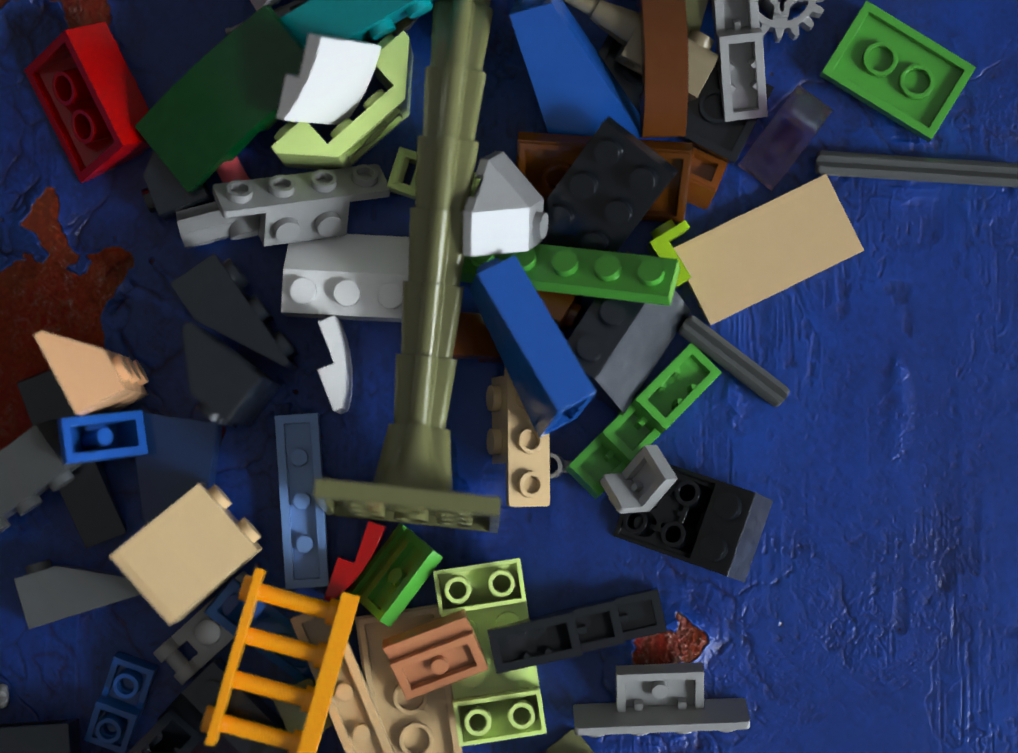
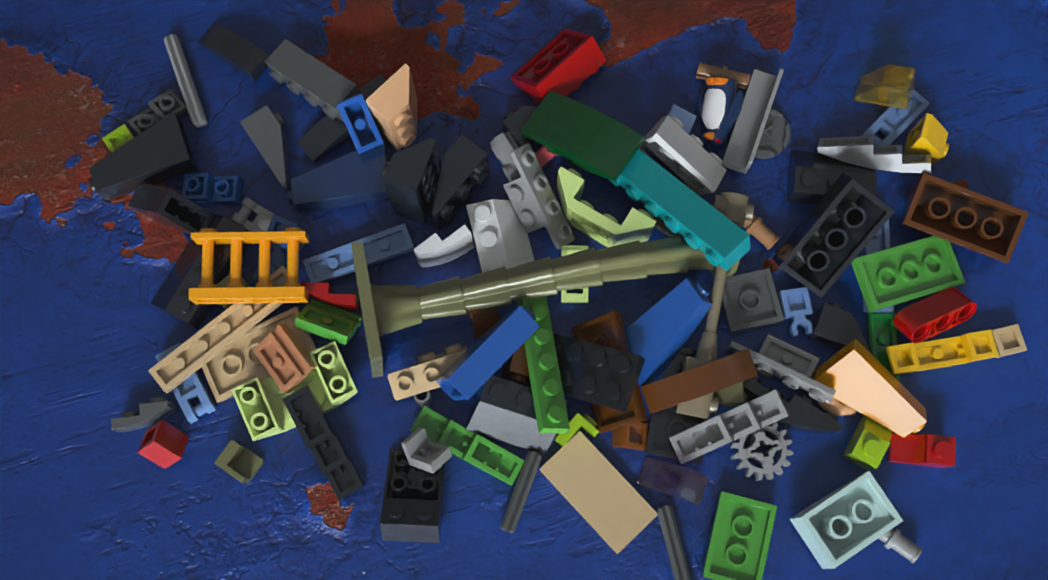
camera: 75 degrees right, 10 degrees down
(188, 552) = (304, 191): tan slope -> none
(330, 80) = (610, 184): white slope -> none
(504, 212) = (566, 314): light grey slope -> none
(660, 701) = (292, 509): light grey bracket -> none

